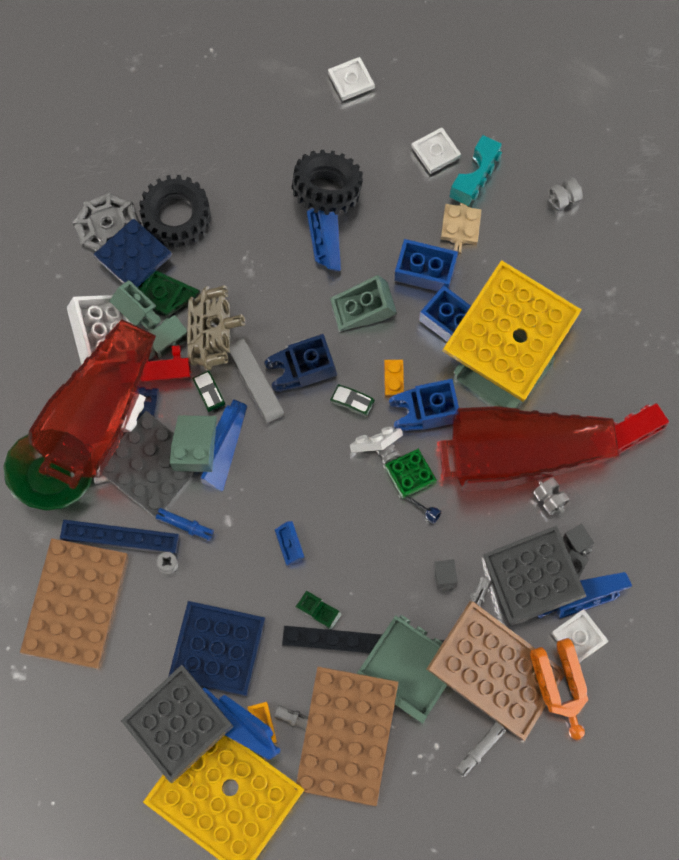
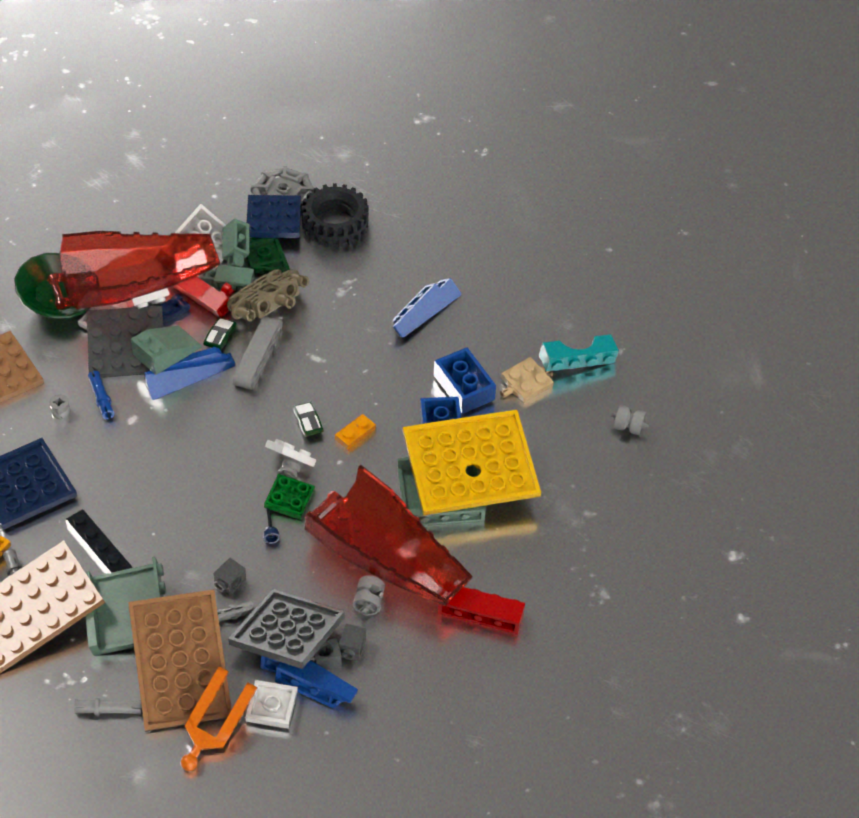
camera: 40 degrees right, 20 degrees down
(119, 536) = (52, 366): dark blue plate -> none
(289, 543) = (153, 461): blue plate -> none
(299, 366) = (302, 367): dark blue brick -> none
(318, 610) = (117, 522): dark green slope -> none
(331, 167) = (466, 263): black tyre -> none
(351, 78) = (560, 234): white plate -> none
(363, 304) = (393, 369): sand green slope -> none
(422, 406) = (346, 459): blue brick -> none
(436, 150) = (567, 321): white plate -> none

